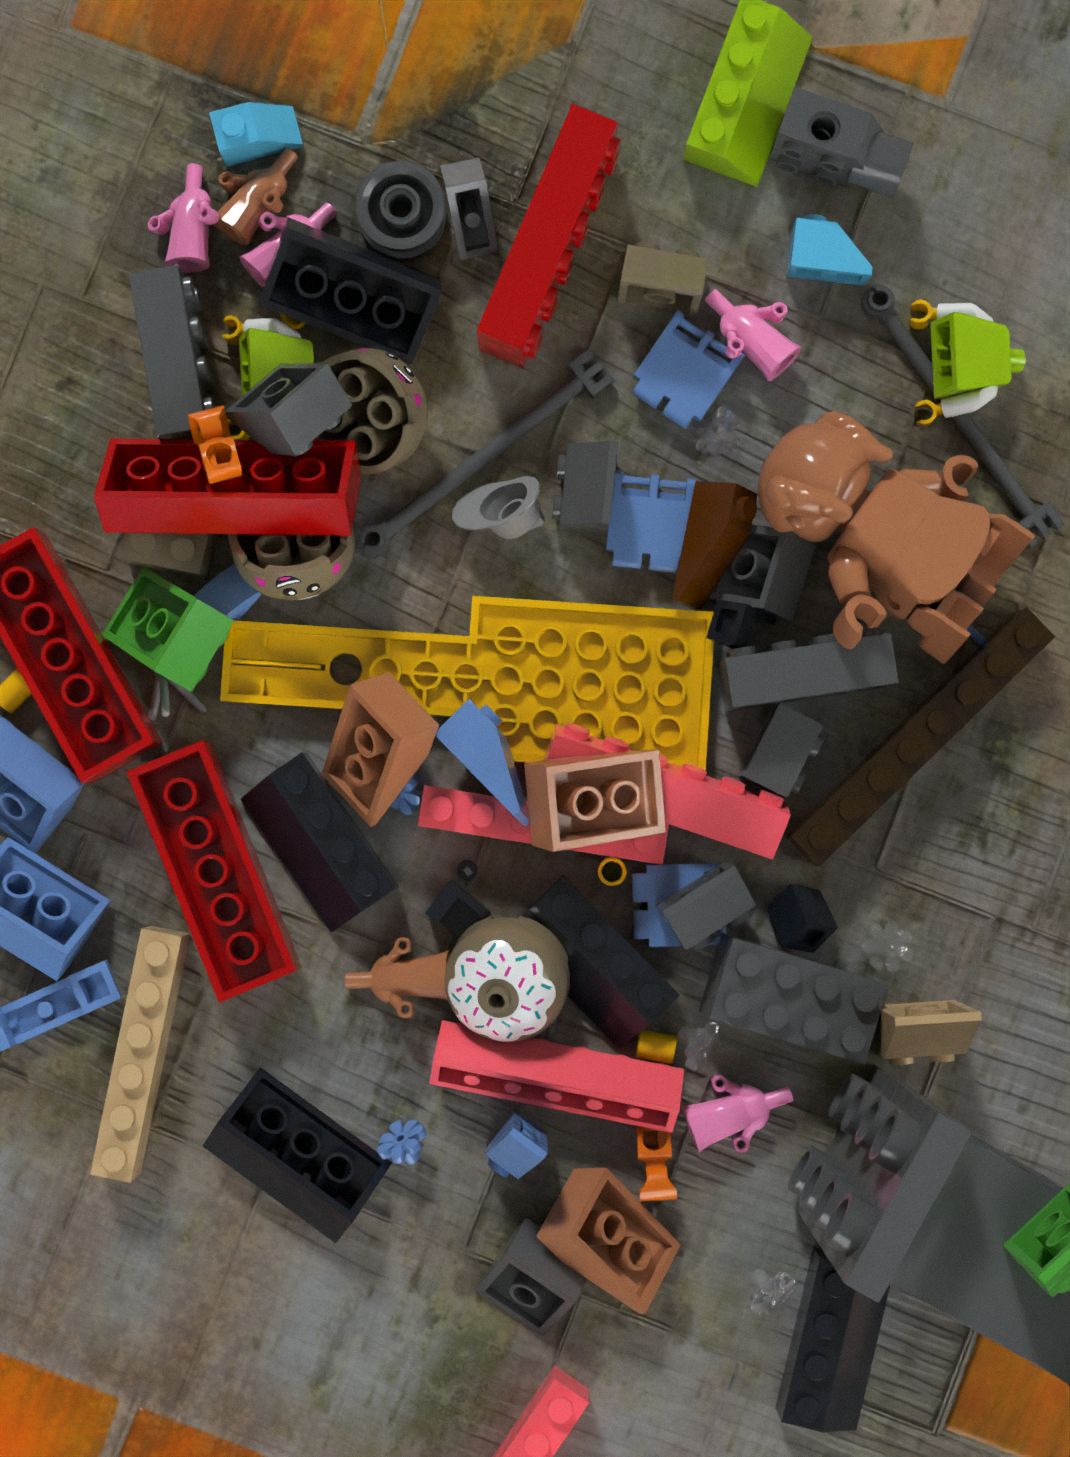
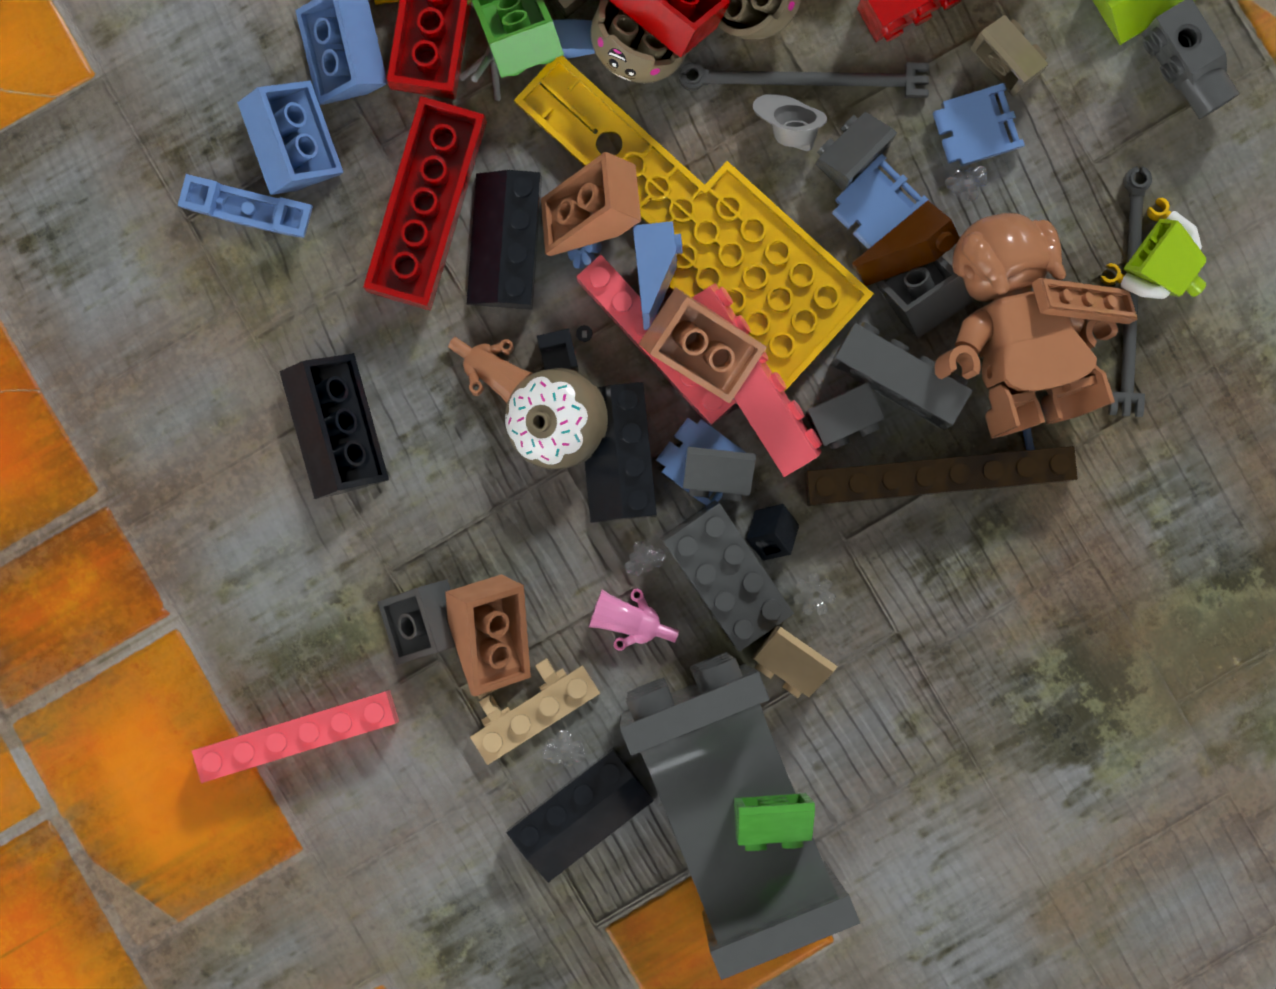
camera: 35 degrees right, 0 degrees up
(140, 1054) = (286, 282): tan brick -> none
(403, 1142) = (406, 471): medium blue plant -> none
(517, 1146) = (476, 528): medium blue slope -> none
(559, 1077) = (537, 506): coral brick -> none
(620, 879) = (675, 396): yellow hinge -> none
(655, 1149) = (562, 602): orange leg -> none
(656, 1046) = (615, 539): yellow hinge -> none
(722, 1247) = (557, 698): none -> tan hinge
(734, 621) = (881, 309): black panel -> none
(749, 333) = (1039, 132): bright pink piece -> none
(825, 253) = (1128, 121): medium azure slope -> none
(926, 461) = (1084, 301): none -> nougat tile

